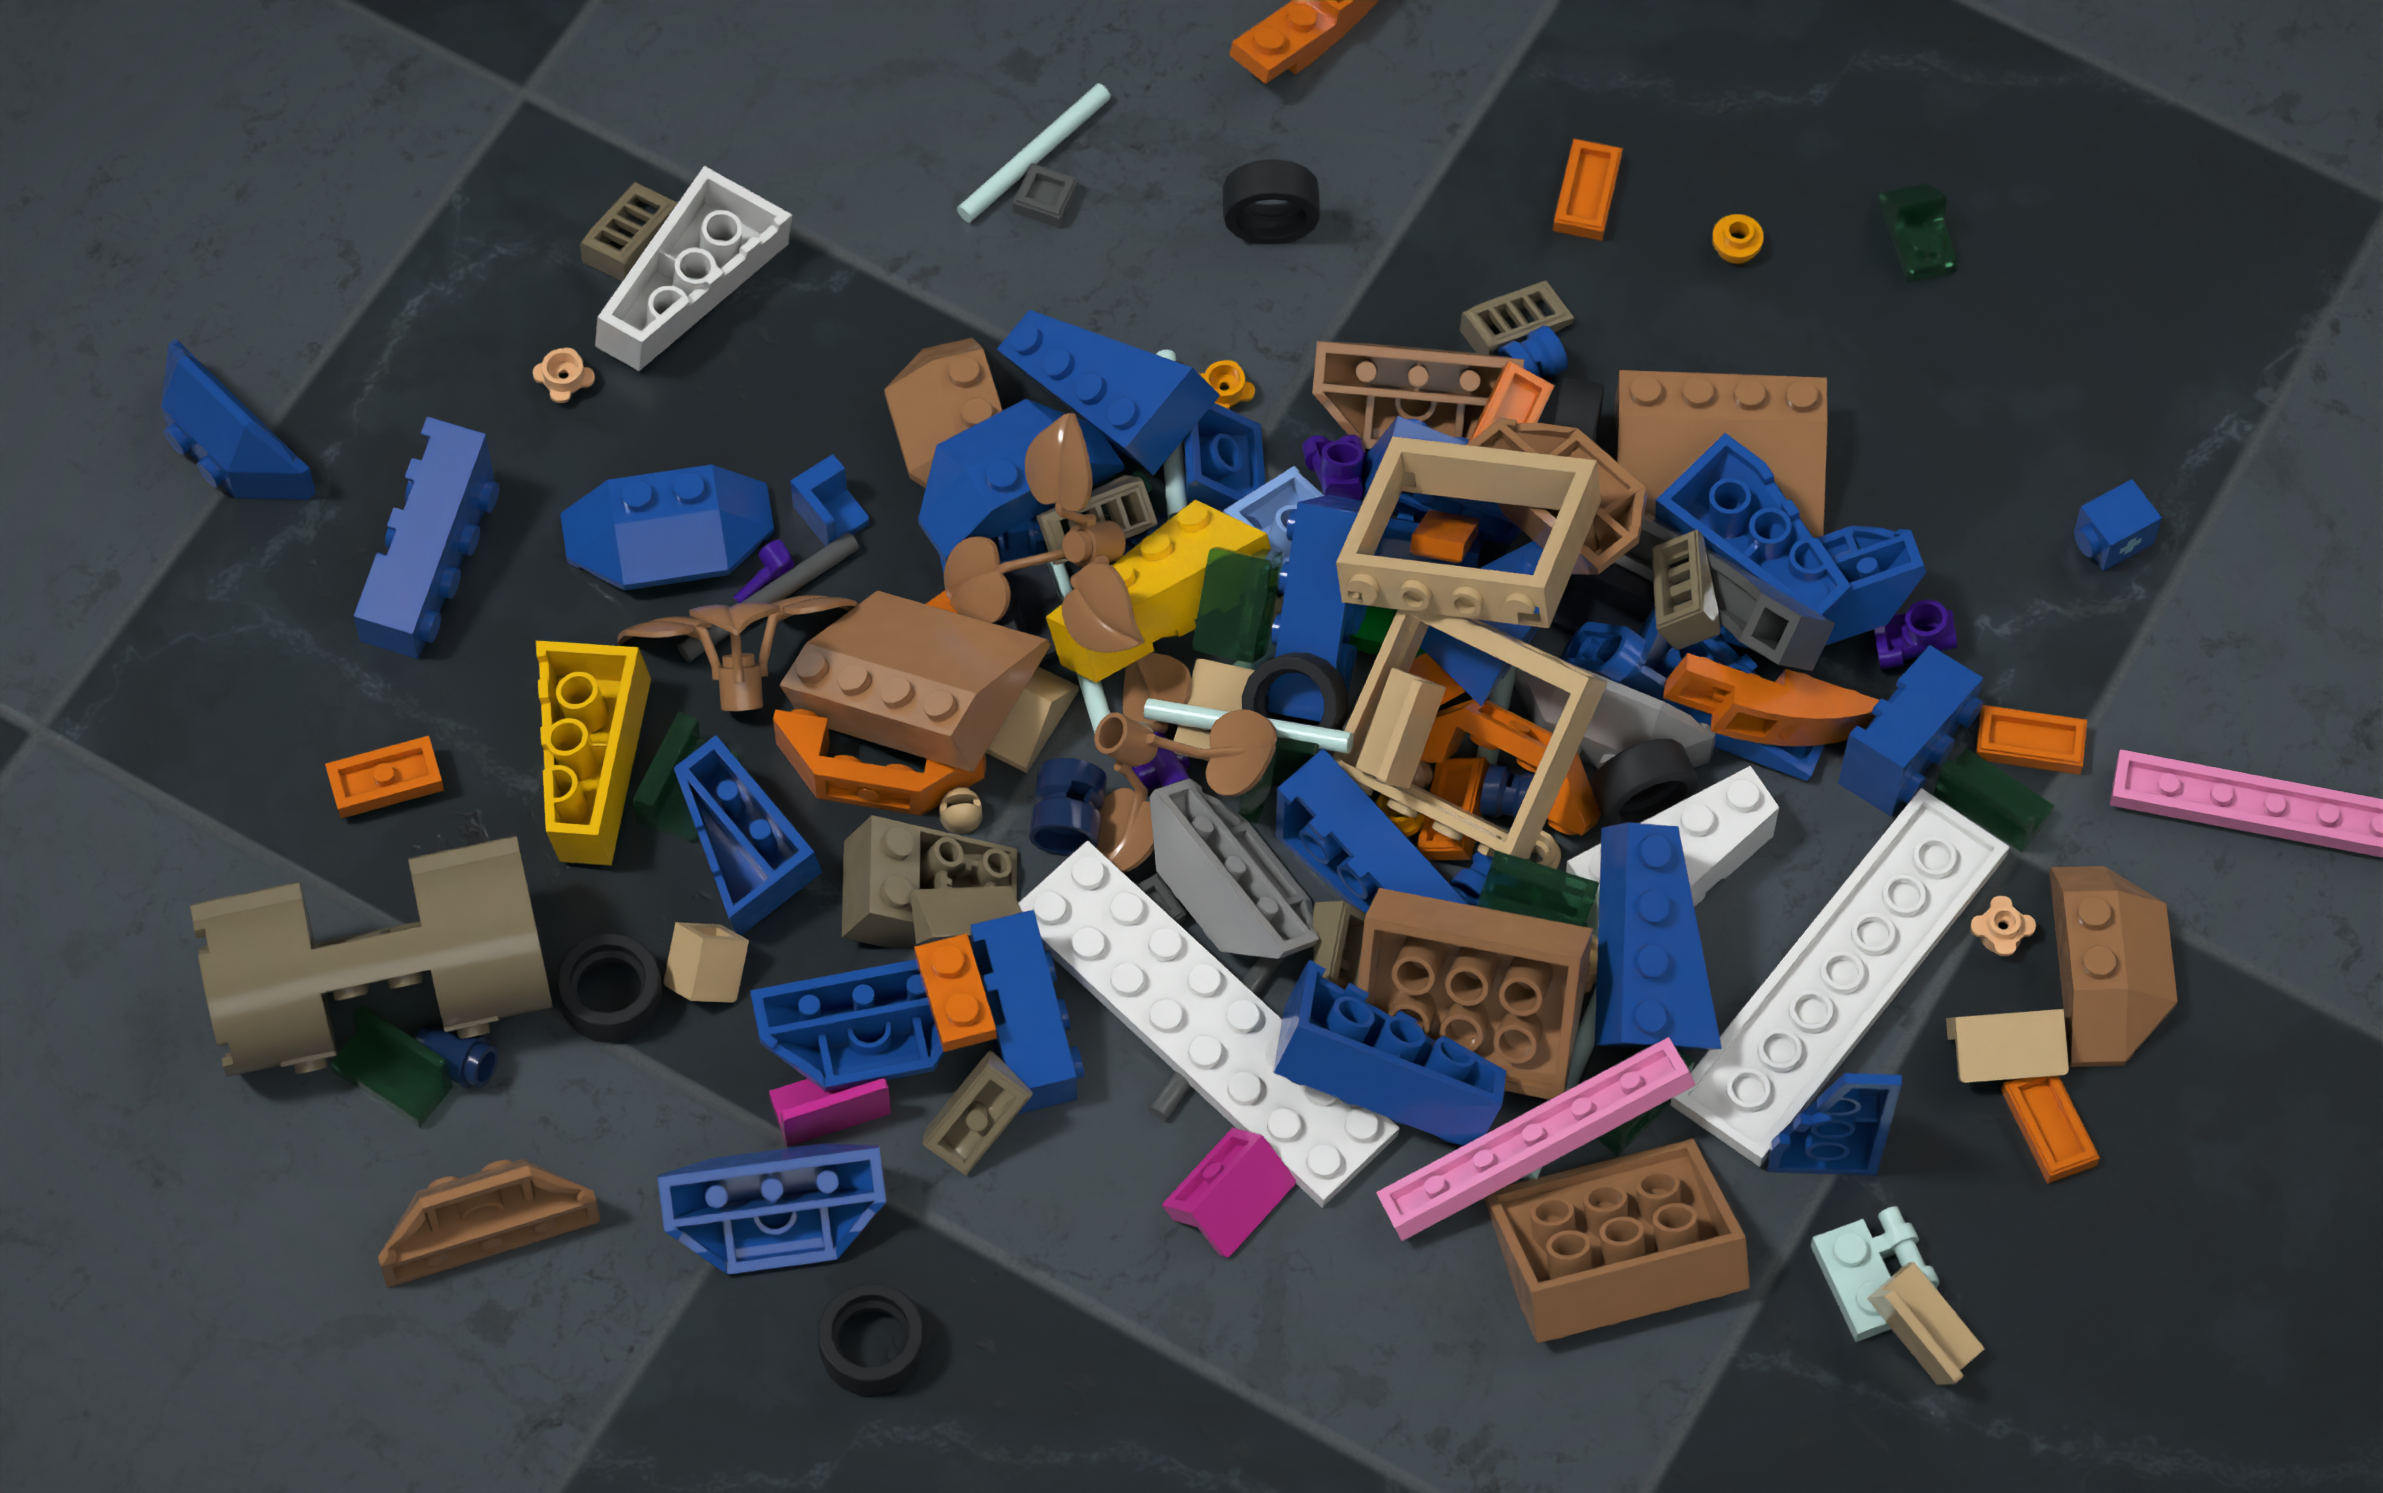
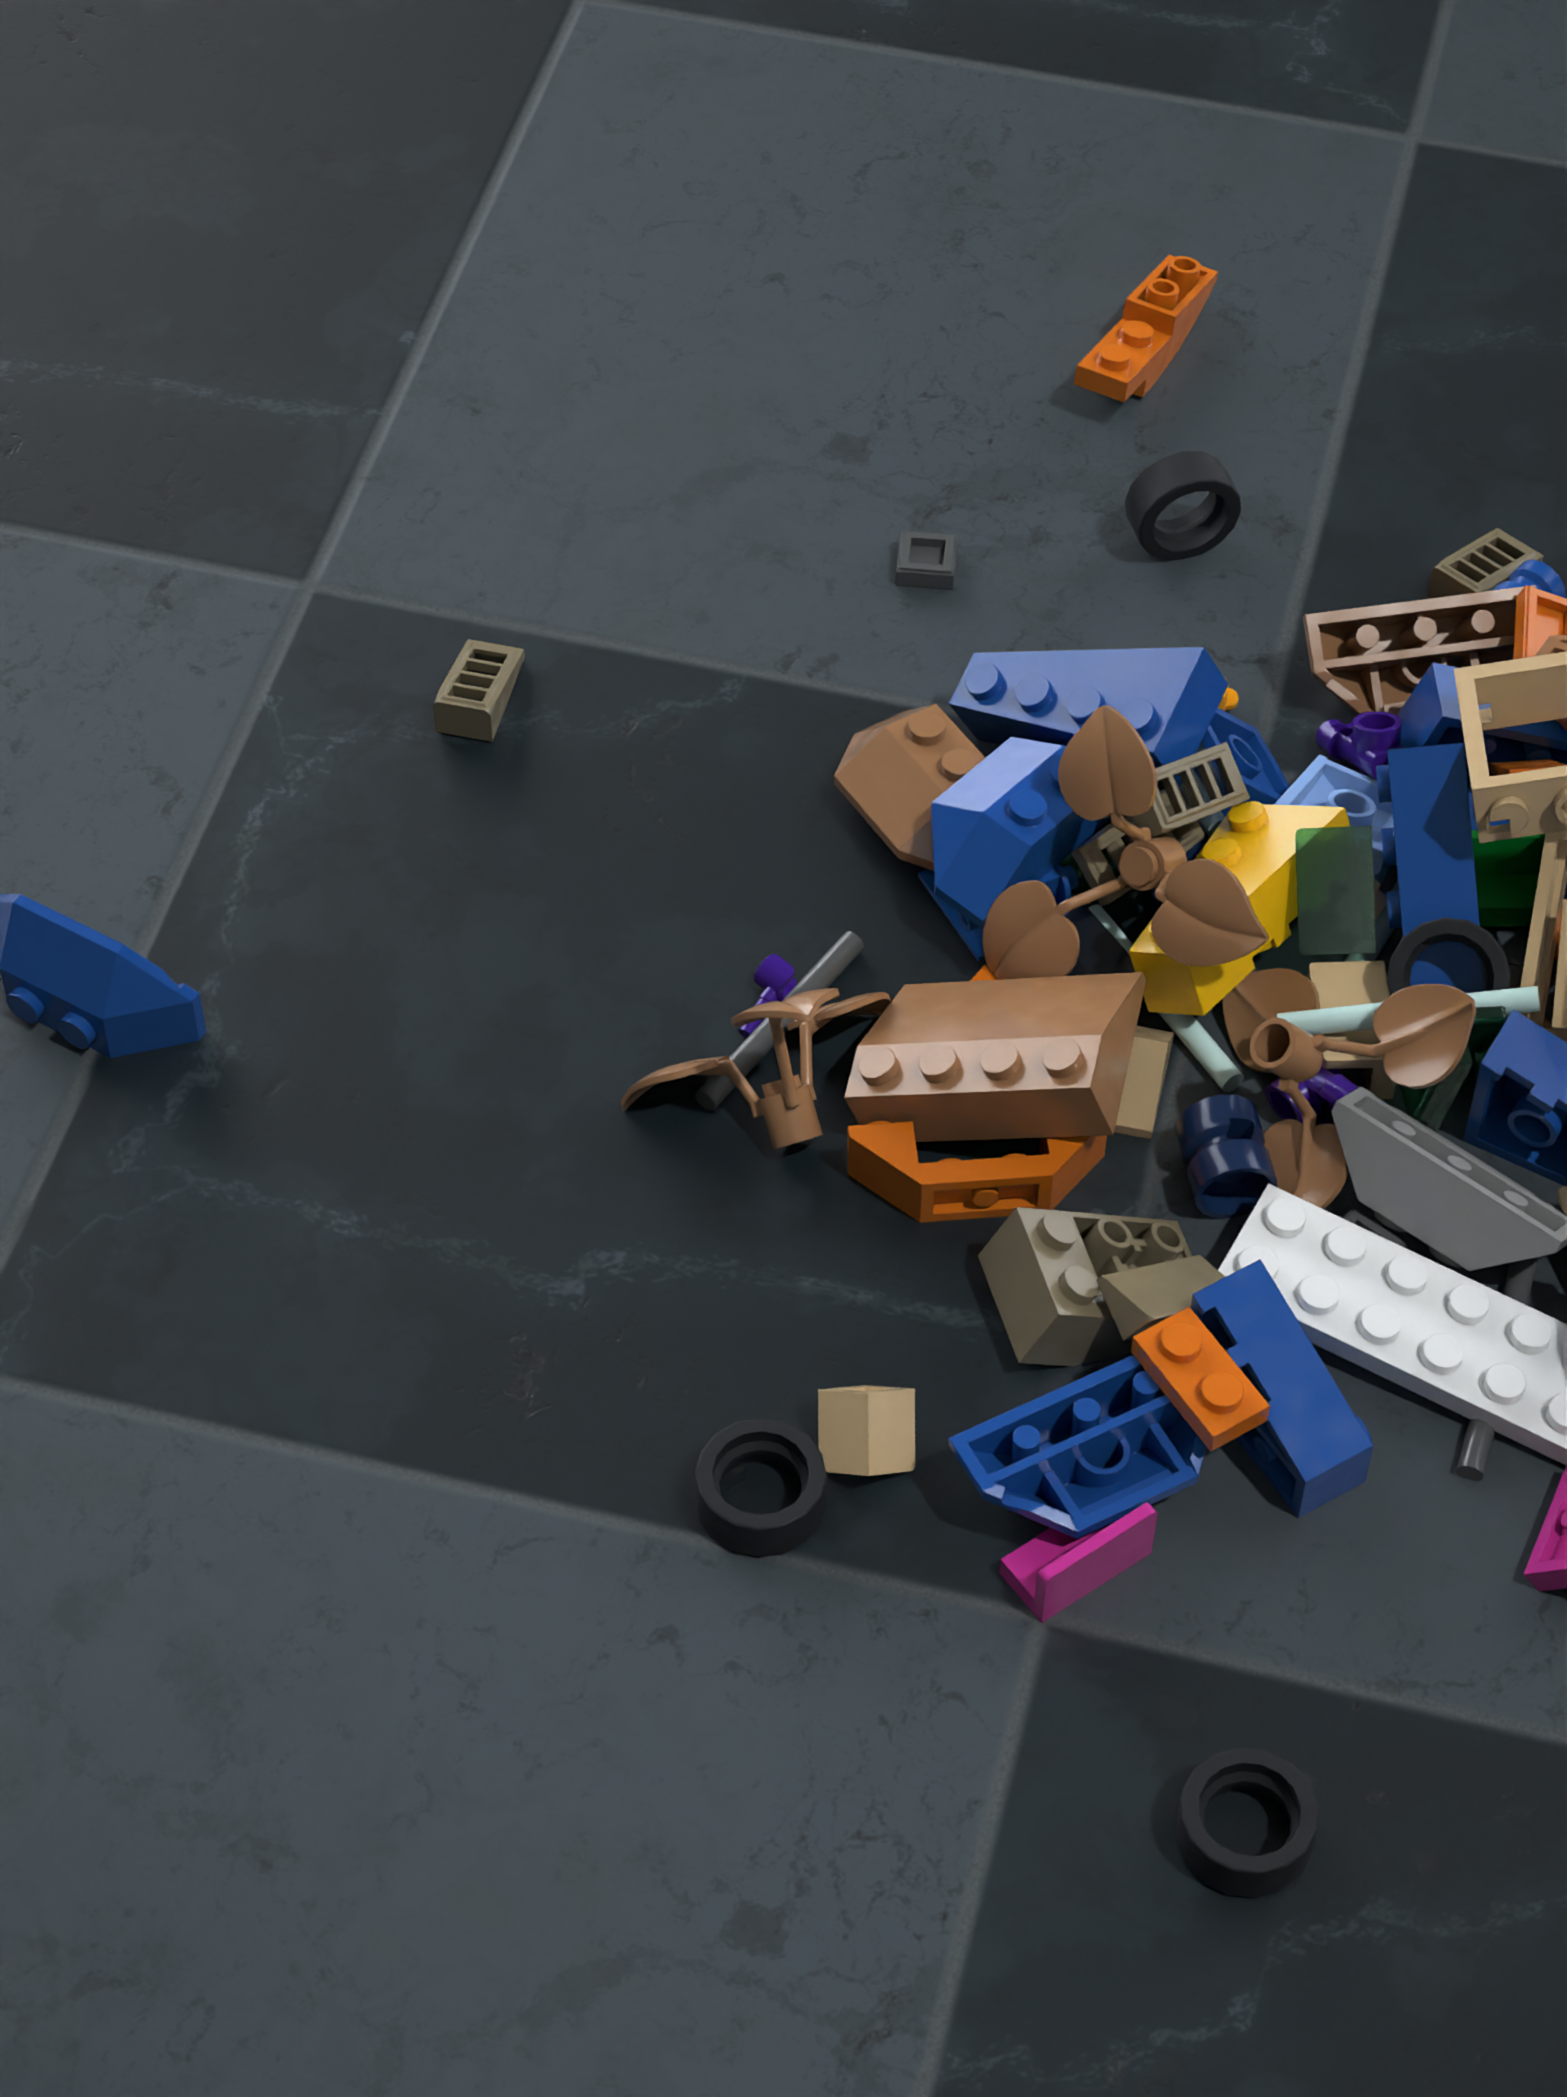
camera: 15 degrees left, 10 degrees down
(272, 979) = (586, 1461): dark tan cylinder -> none
(384, 777) = (398, 1314): orange plate -> none
(393, 1068) = (526, 1644): clear green panel -> none
(428, 540) = (365, 1040): blue wedge -> none
(468, 1059) = (600, 1612): dark blue cone -> none
(482, 1217) = (709, 1794): medium nougat wedge -> none
(559, 362) = (457, 842): light nougat plate -> none
(589, 739) = (632, 1202): yellow wedge -> none
(659, 798) = (761, 1239): clear green panel -> none
(667, 526) = (634, 969): blue wedge -> none
(692, 264) = (570, 697): white wedge -> none
(745, 837) = (861, 1272): blue wedge -> none
(773, 1205) = (1070, 1687): blue wedge -> none
(825, 502) = (804, 907): blue panel -> none
(960, 817) = (1103, 1193): tan hinge -> none
(976, 1114) = (1267, 1519): dark tan slope -> none
(1033, 153) = (897, 521): light aqua bar -> none
(1105, 495) = (1158, 818): none -> dark tan slope
(1587, 189) = (1498, 438): orange tile -> none

